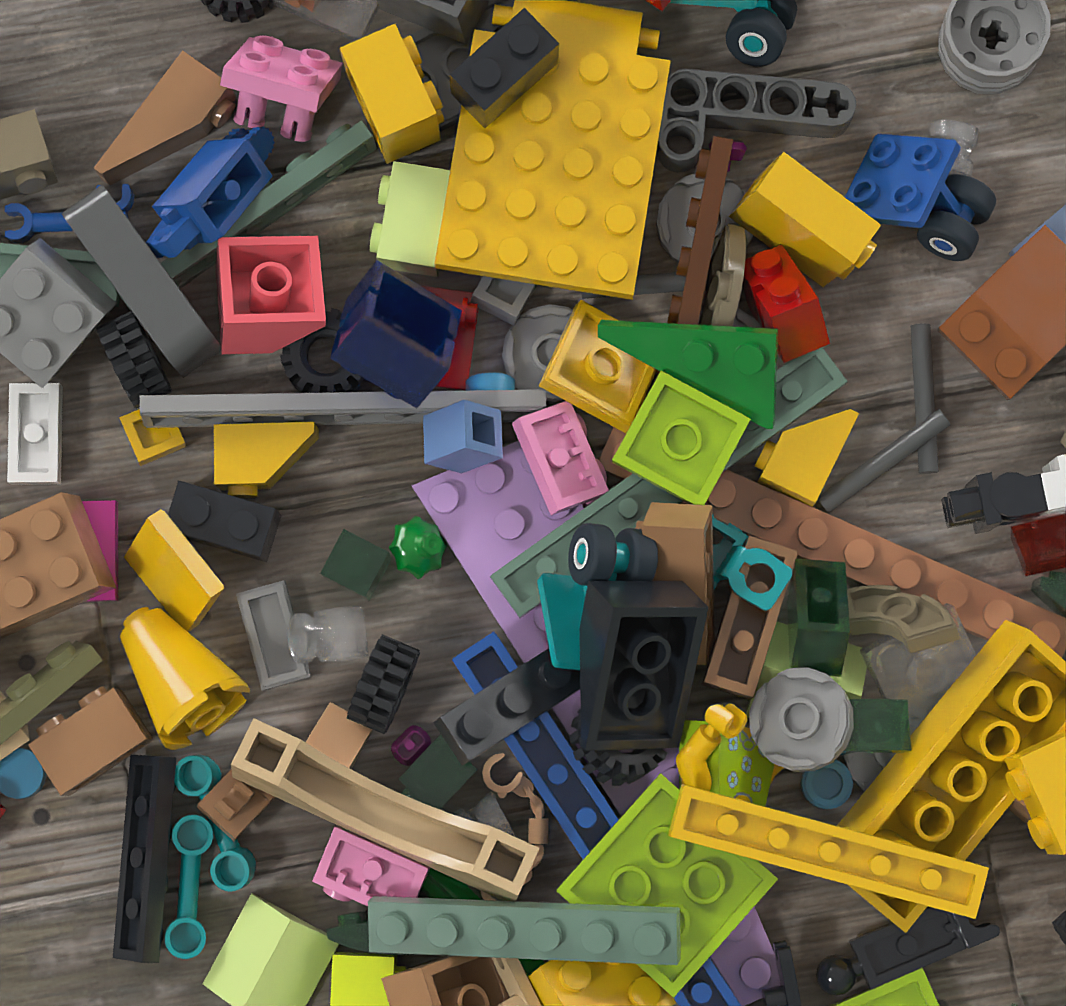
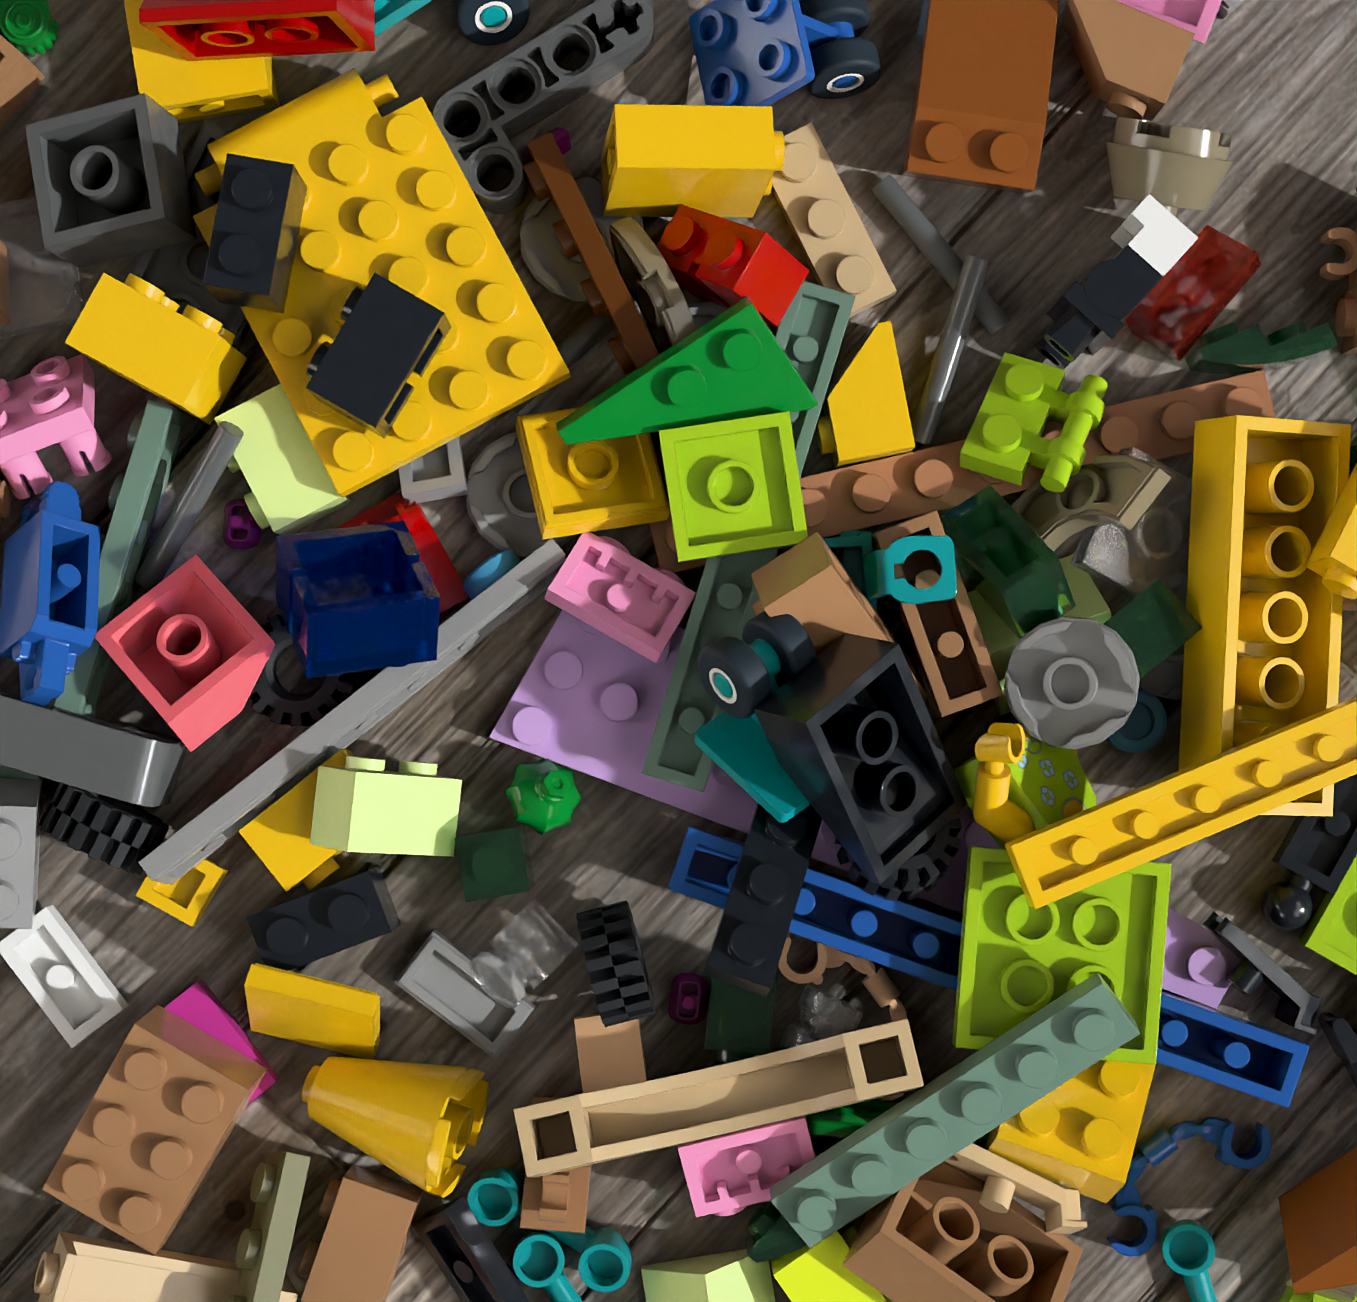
camera: 40 degrees left, 5 degrees up
(314, 480) = (385, 810): none -> yellowish green brick
(337, 202) = (189, 504): none -> dark grey bar
(357, 240) = (239, 526): none -> magenta rock
(462, 436) = (504, 650): medium blue brick -> none
(523, 192) = (375, 352): none -> black piece
(867, 325) = (828, 222): none -> tan plate
(895, 532) = (1014, 417): none -> lime plate

